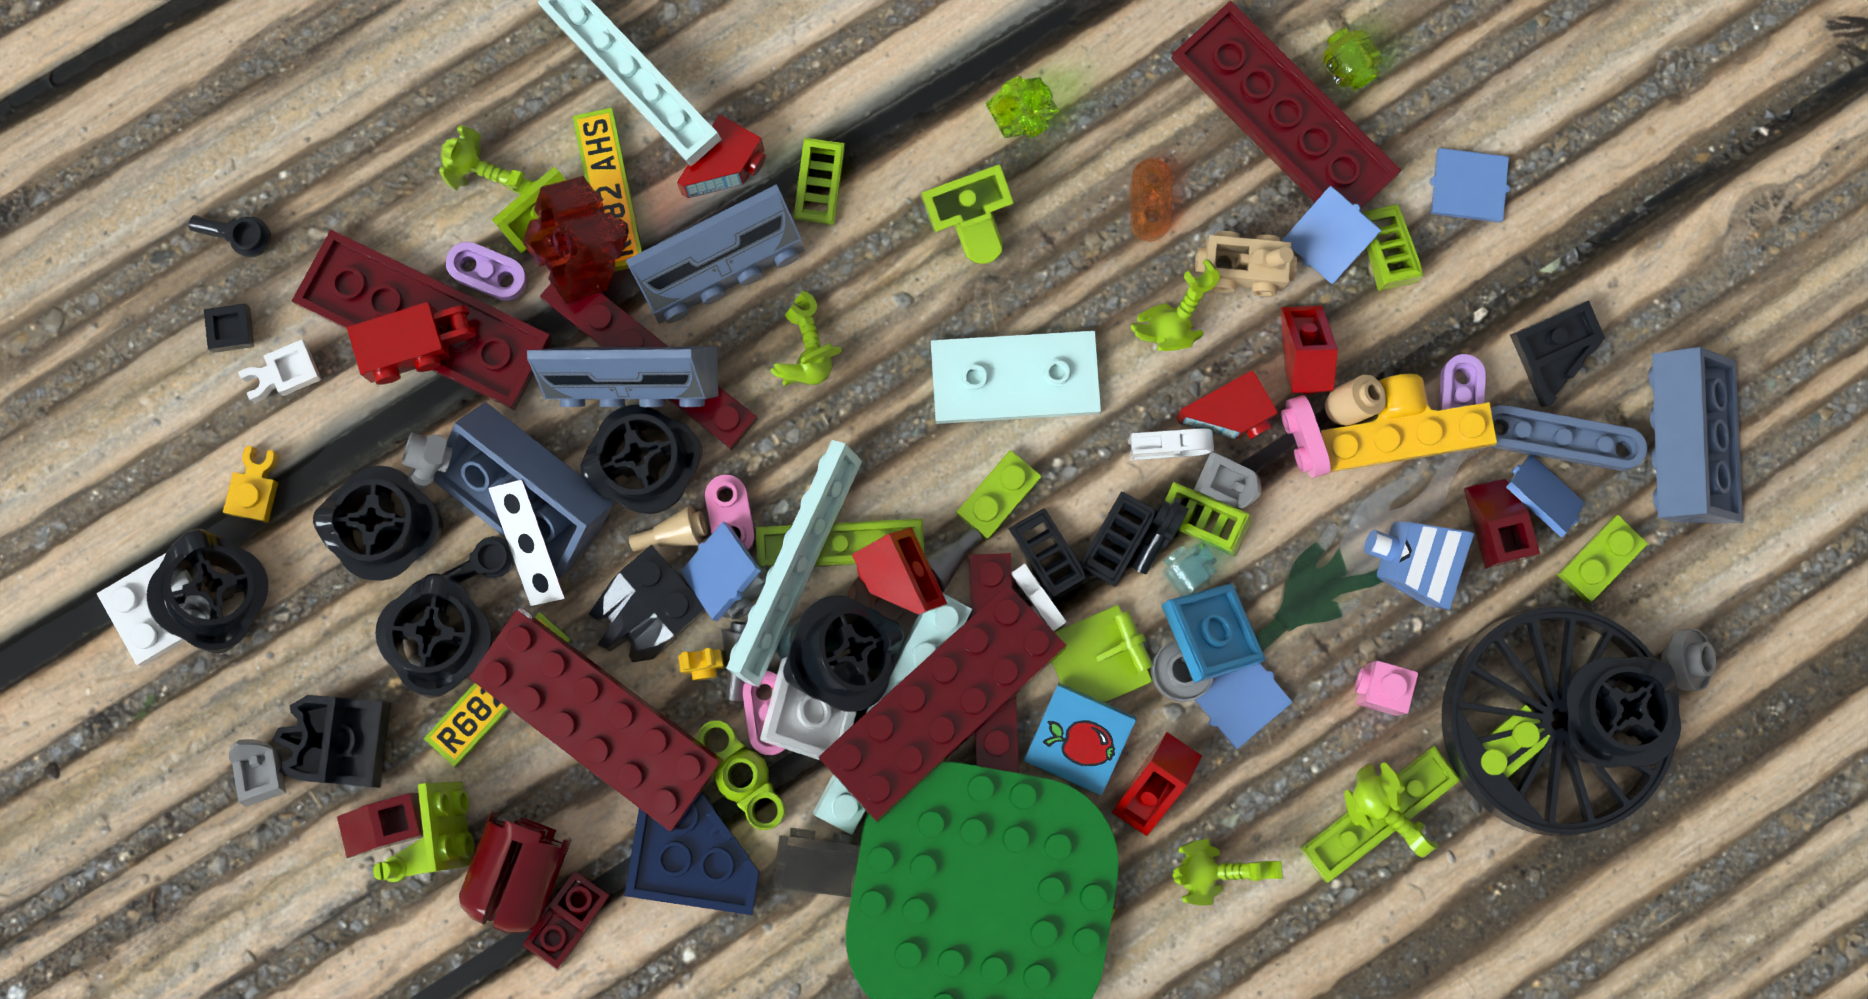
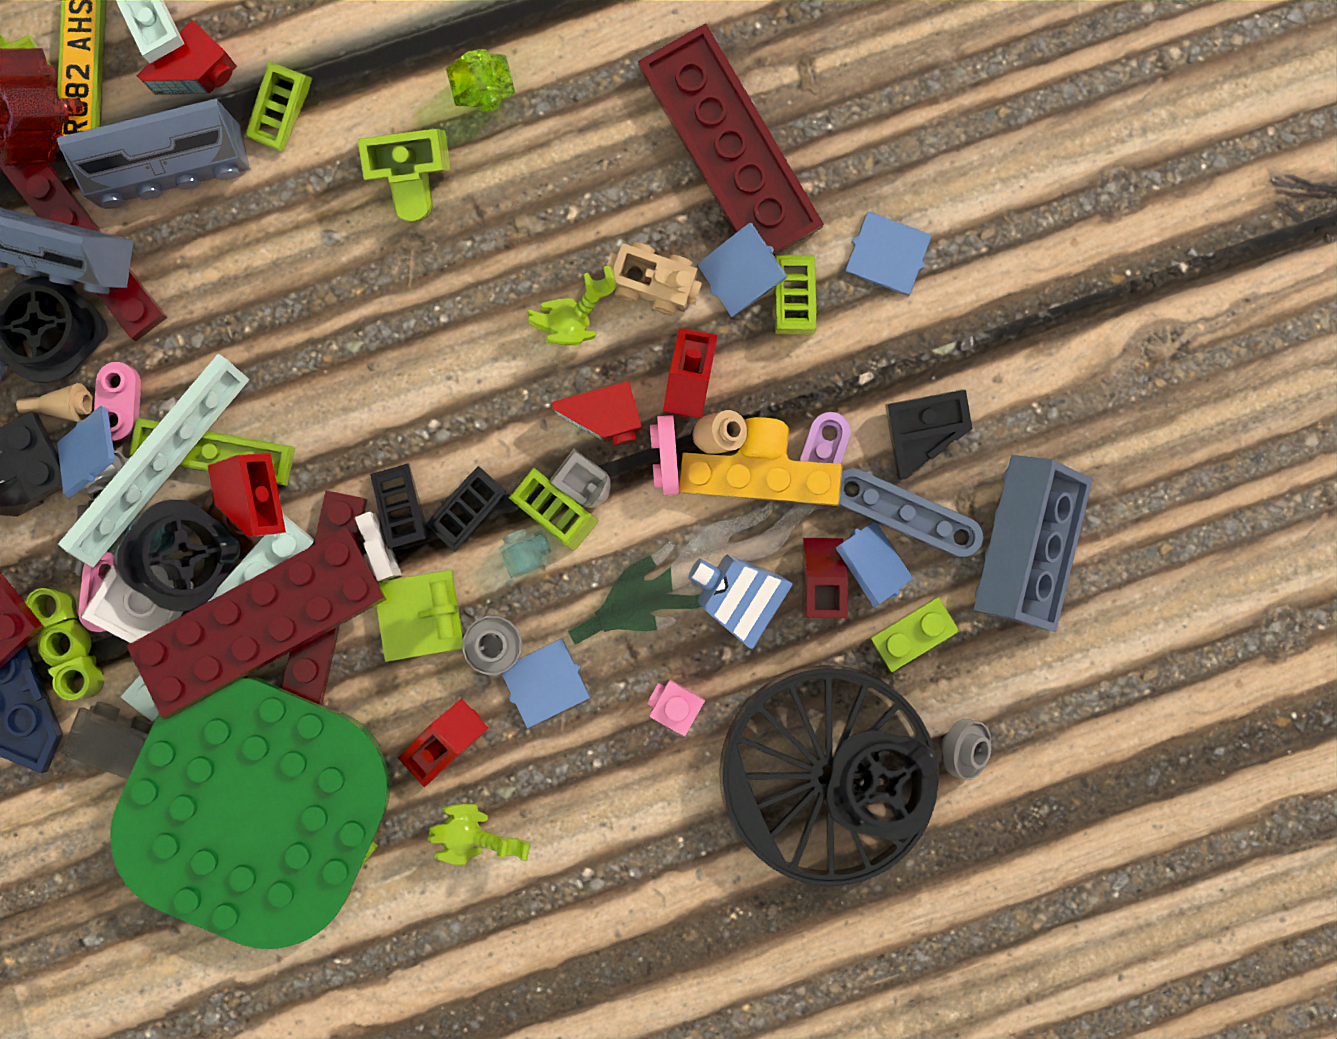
camera: 15 degrees right, 5 degrees up
(702, 664) = (49, 532): yellow plate -> none
(815, 362) = (226, 276): lime piece -> none
(948, 558) = (299, 492): flat silver cone -> none
(998, 495) = (369, 441): lime plate -> none
(1015, 377) = (412, 334): light aqua plate -> none
(1080, 738) = (382, 684): dark azure tile -> none
(1151, 198) = (583, 195): clear orange plate -> none
(1169, 519) = (514, 503): black plate -> none
(1171, 444) = (538, 431): white piece -> none
(1213, 632) = (528, 617): dark azure tile -> none
(1345, 843) = (642, 819): lime tile -> none
(1352, 58) = (807, 106): clear neon green head -> none
(1380, 798) = (636, 808): lime piece -> none
(1524, 735) = (790, 782): lime plate -> none

